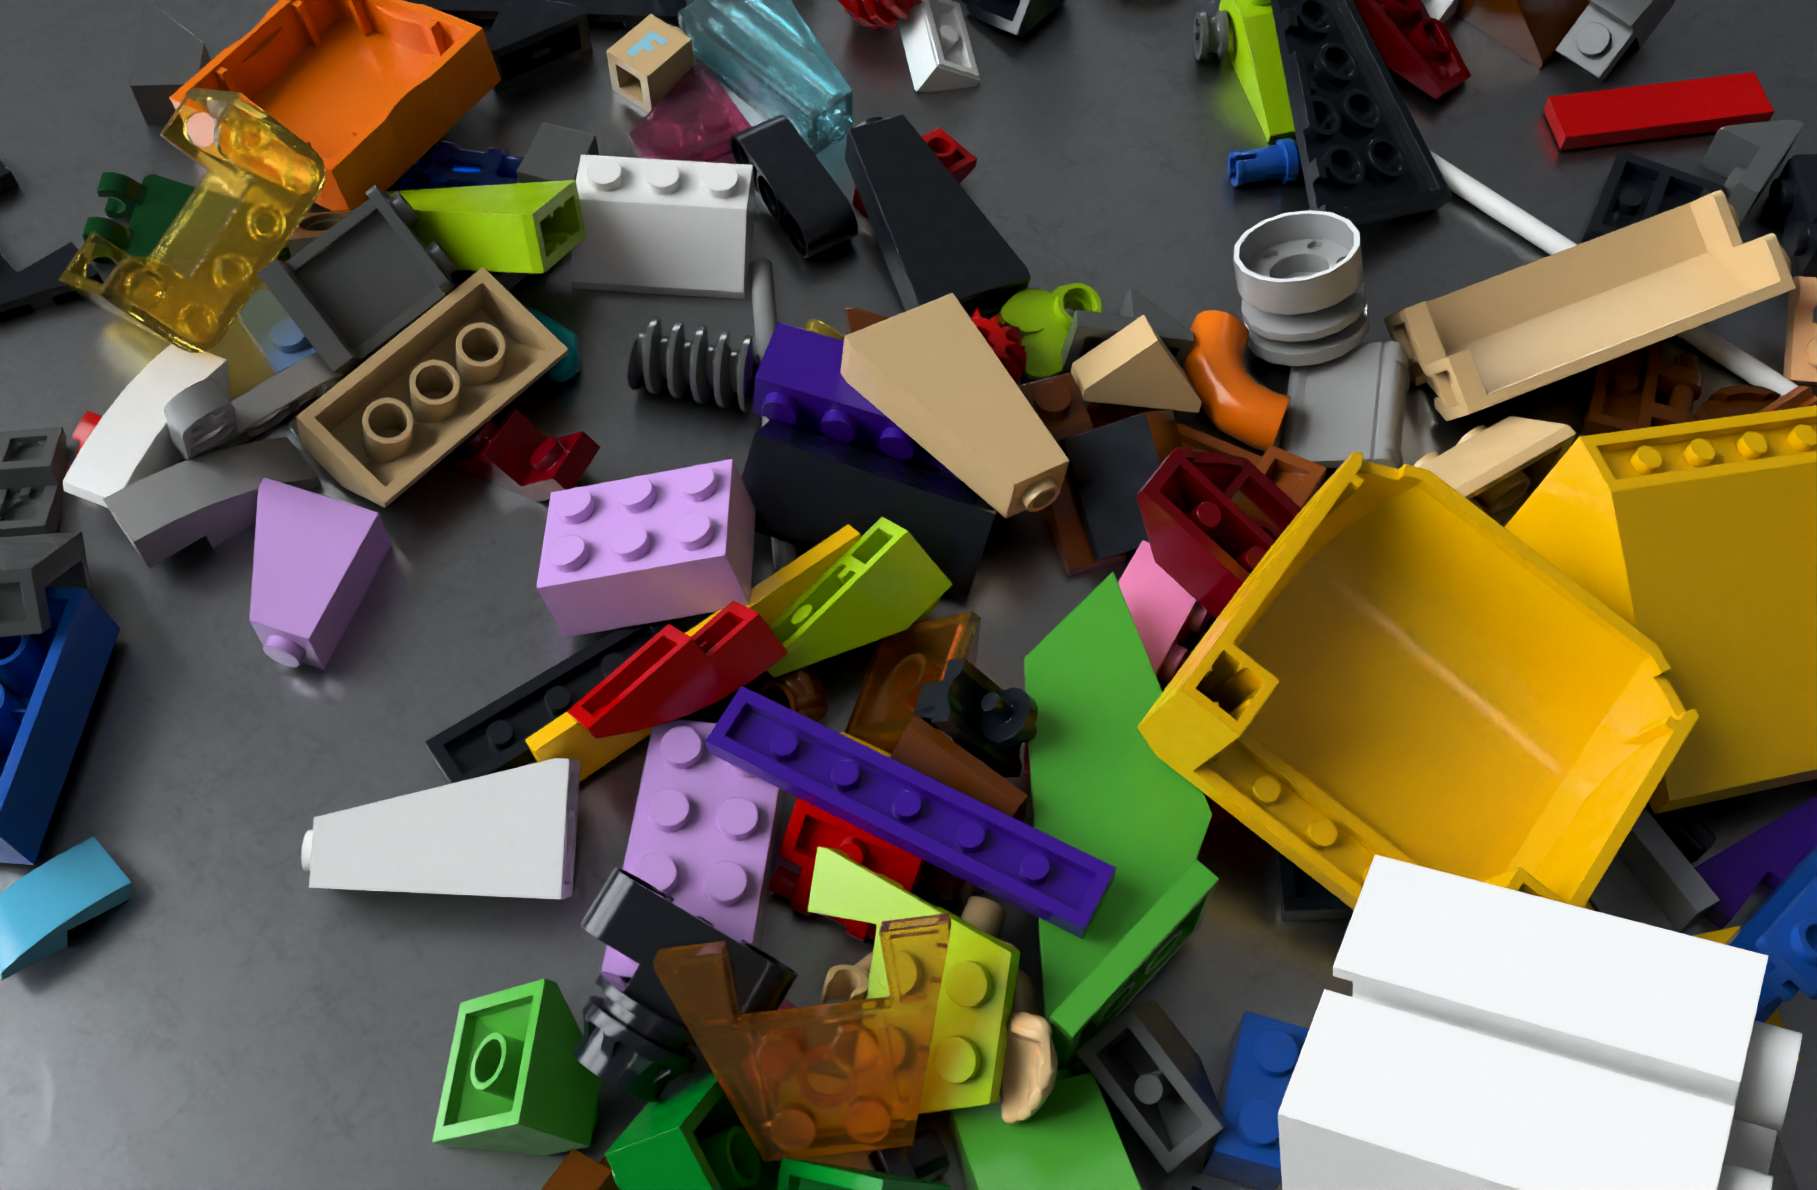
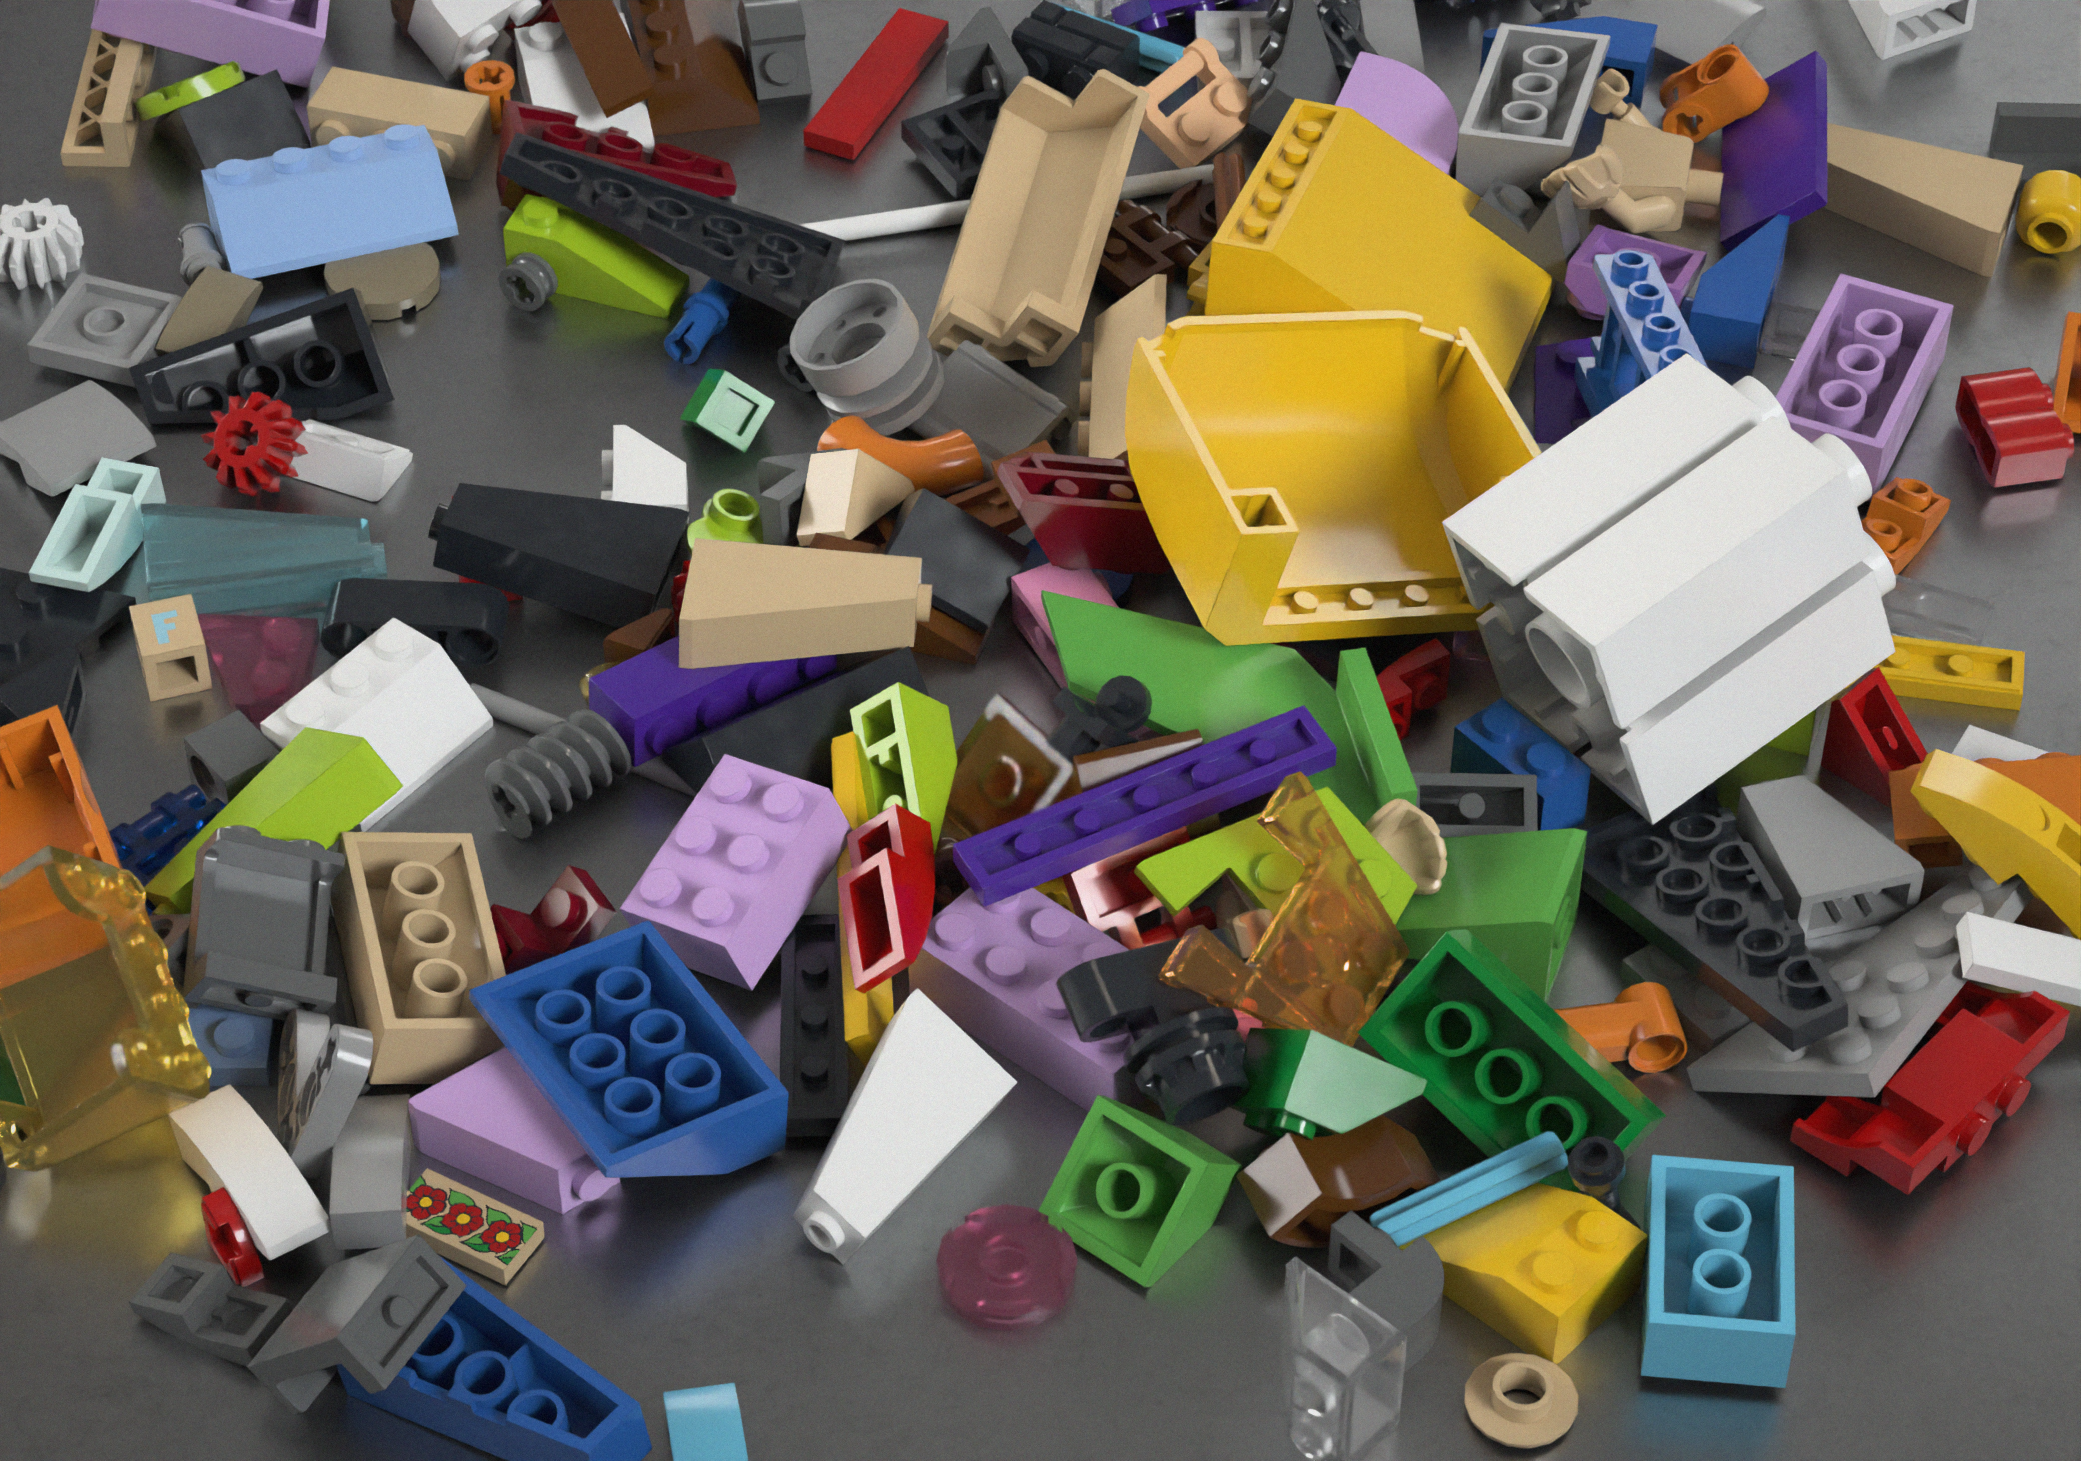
camera: 55 degrees left, 15 degrees down
(203, 598) = (471, 1226): none -> tile
(387, 1015) = (1006, 1268): none -> clear pink tile
(391, 602) = (638, 1059): none -> blue slope
(1050, 234) = (644, 473): none -> white slope
(1187, 236) = (727, 409): none -> panel
(1245, 931) = (1415, 683): none -> red slope

